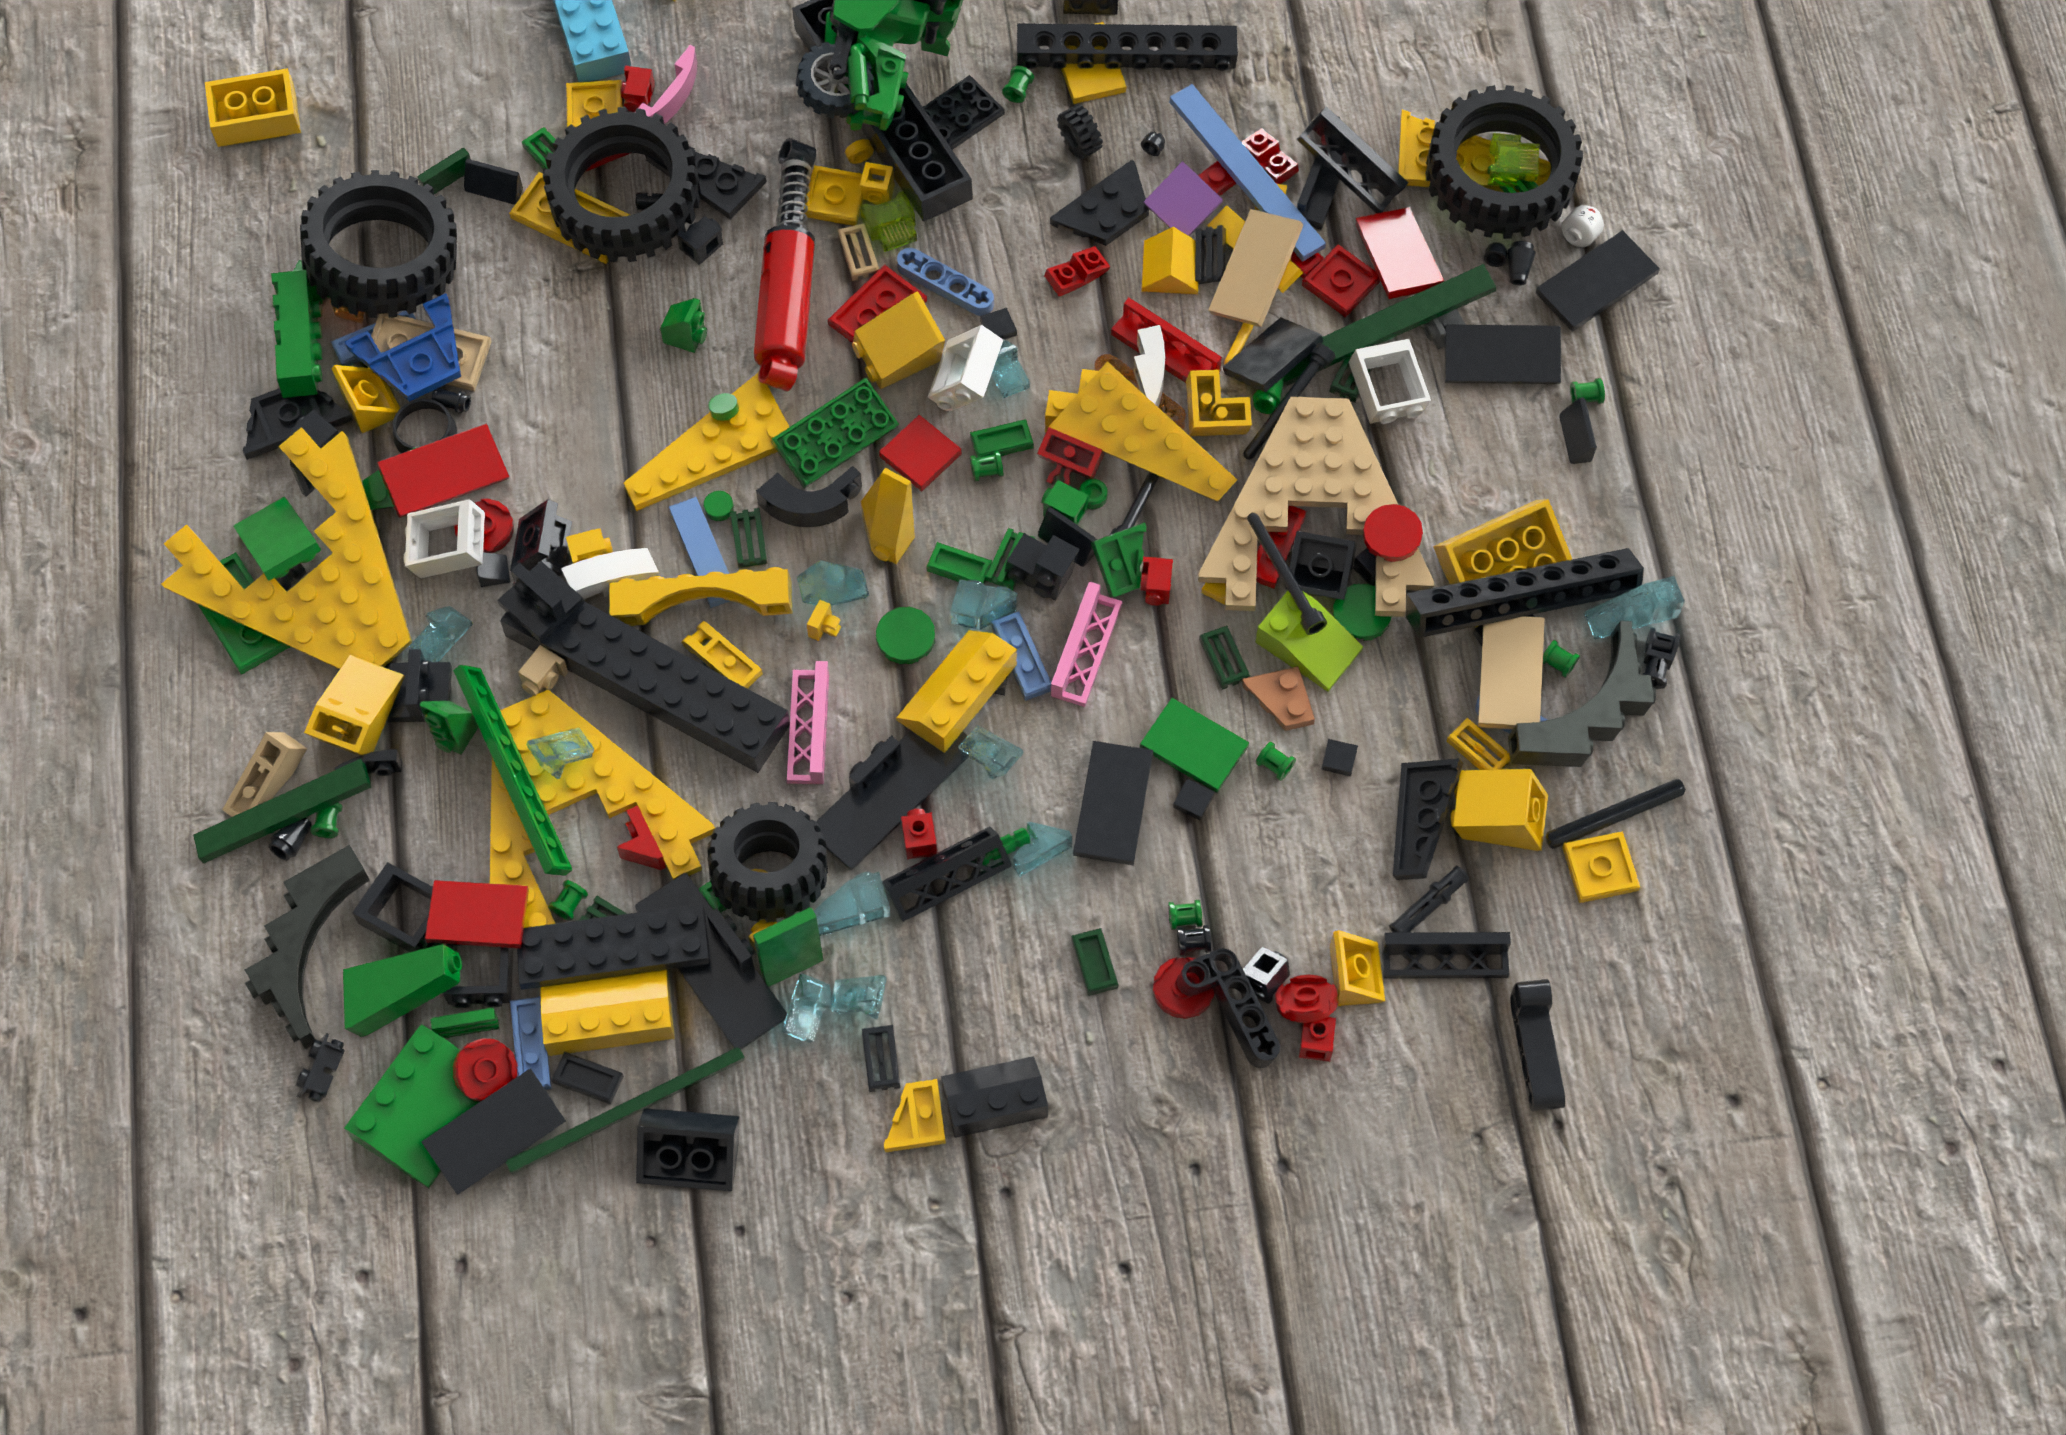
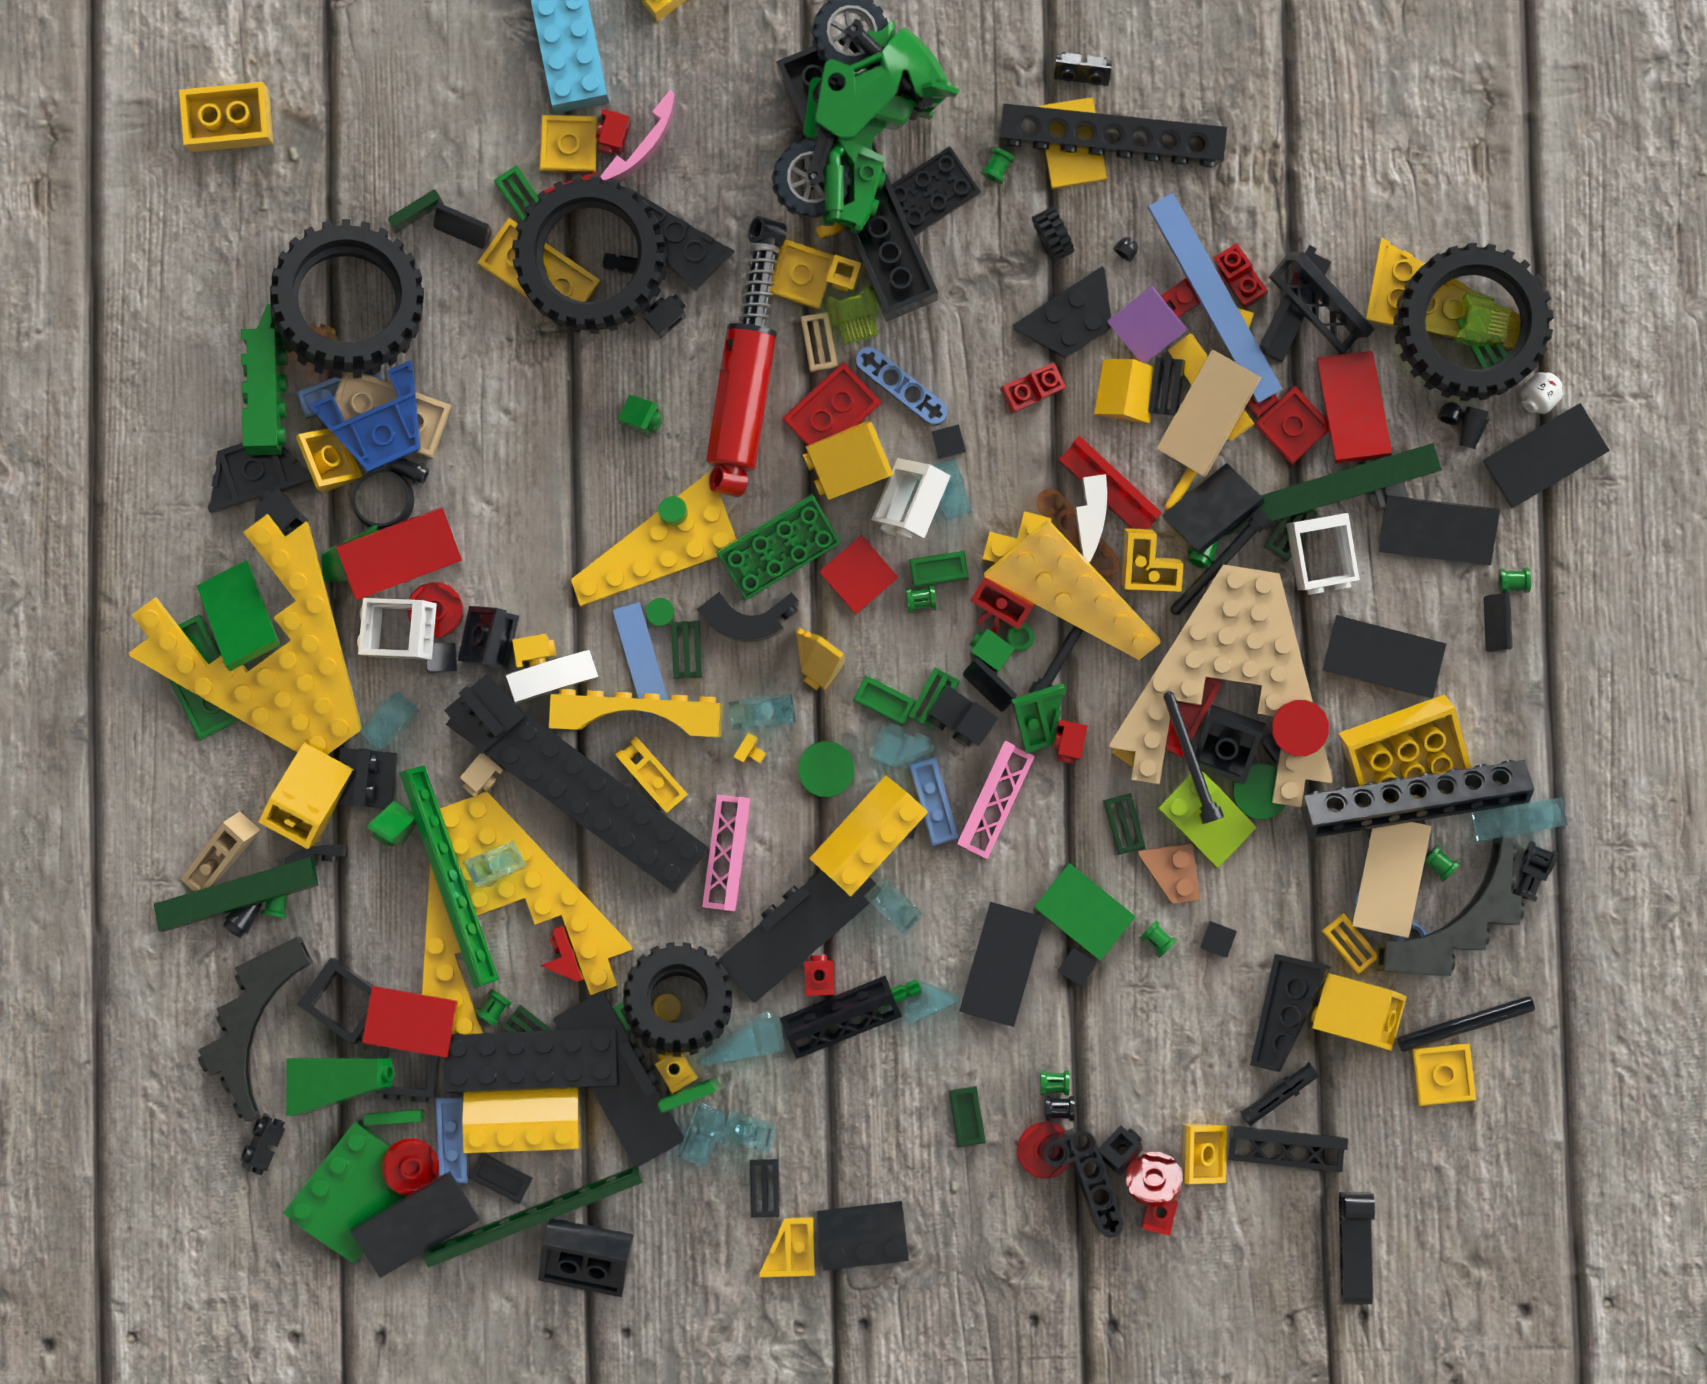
camera: 10 degrees right, 20 degrees up
(1468, 473) = (1384, 656): none -> black tile

